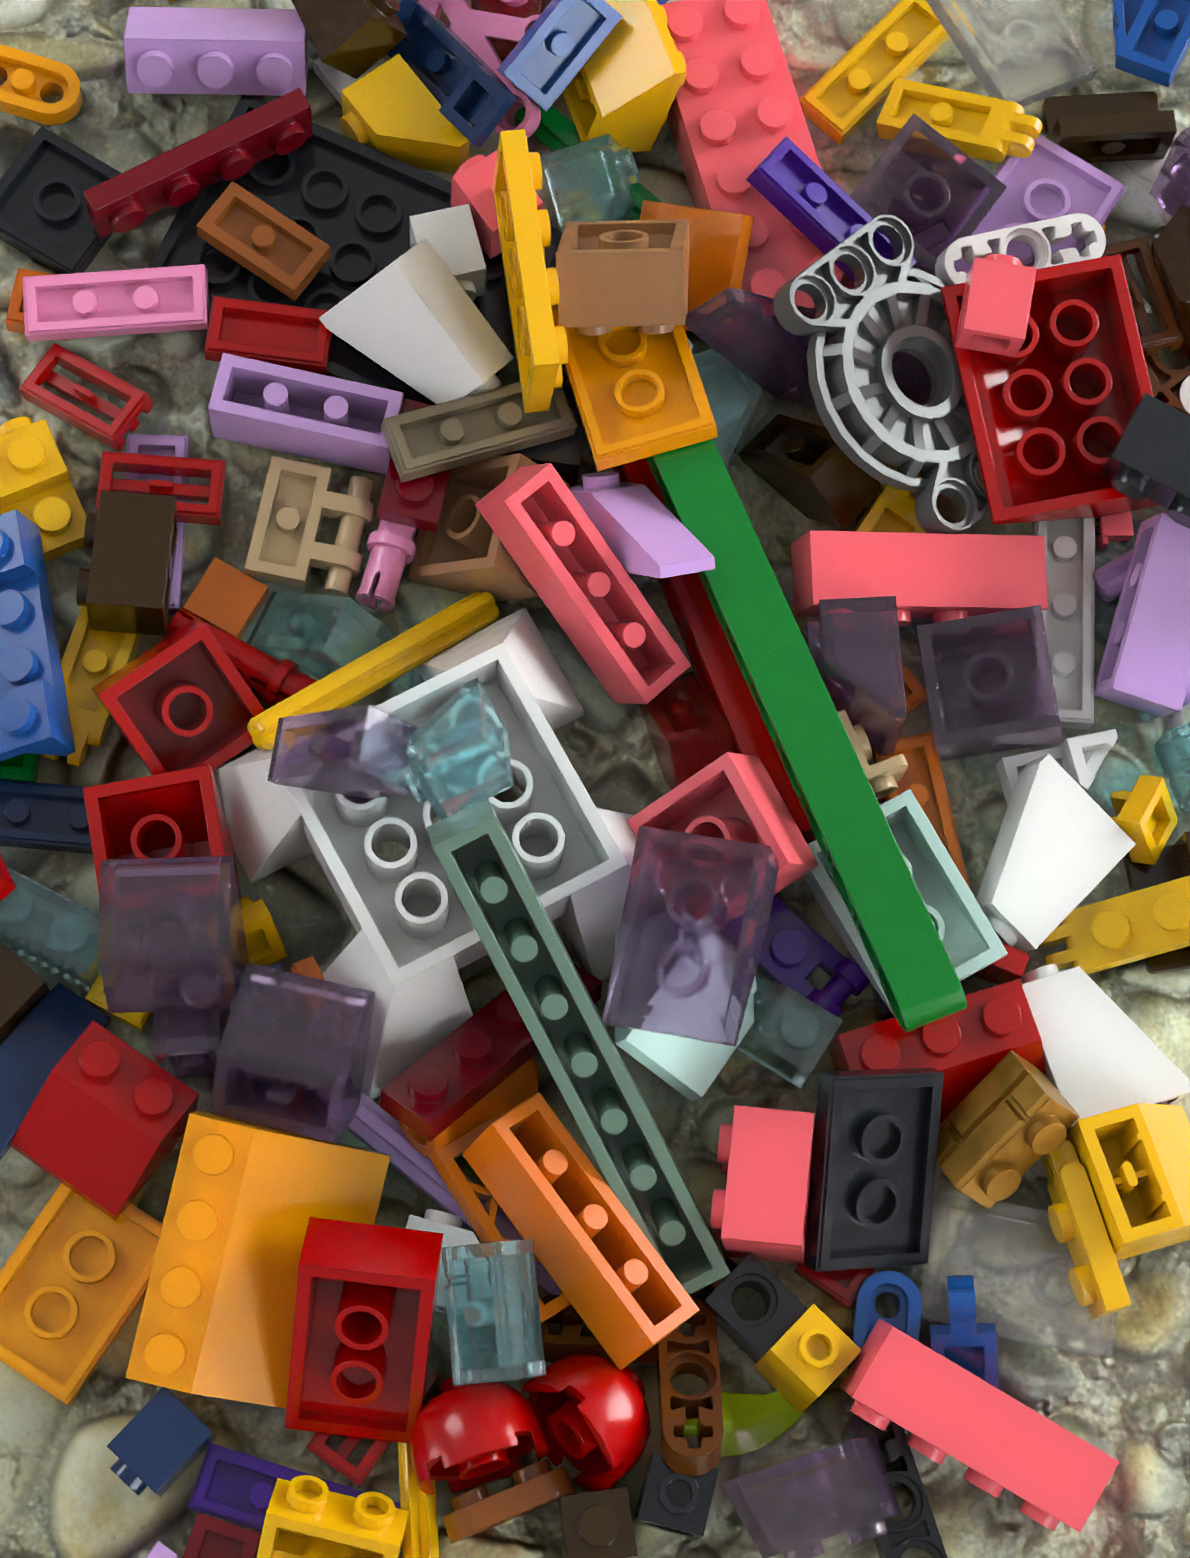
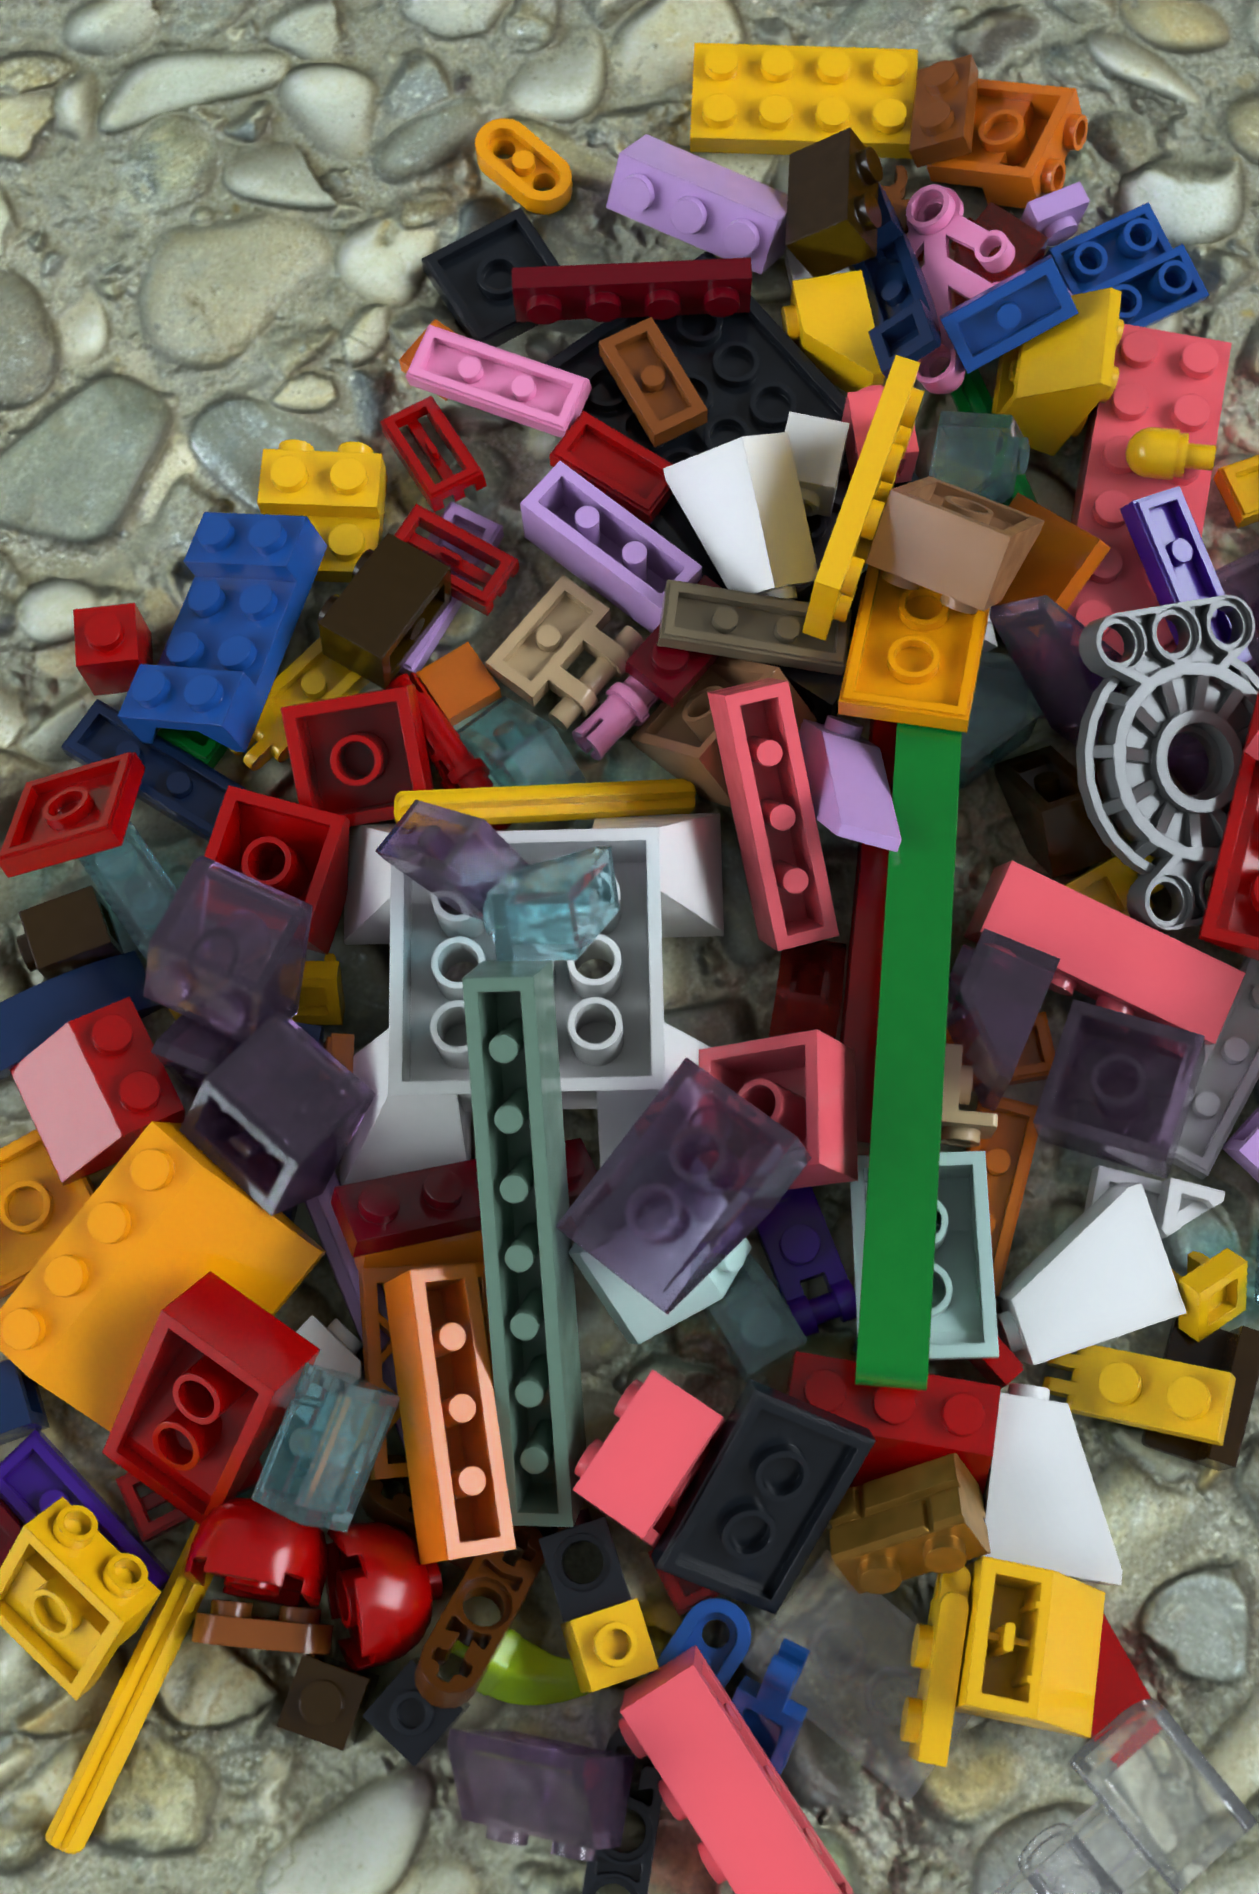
camera: 40 degrees right, 0 degrees up
(759, 110) = (1166, 453): none -> yellow cylinder

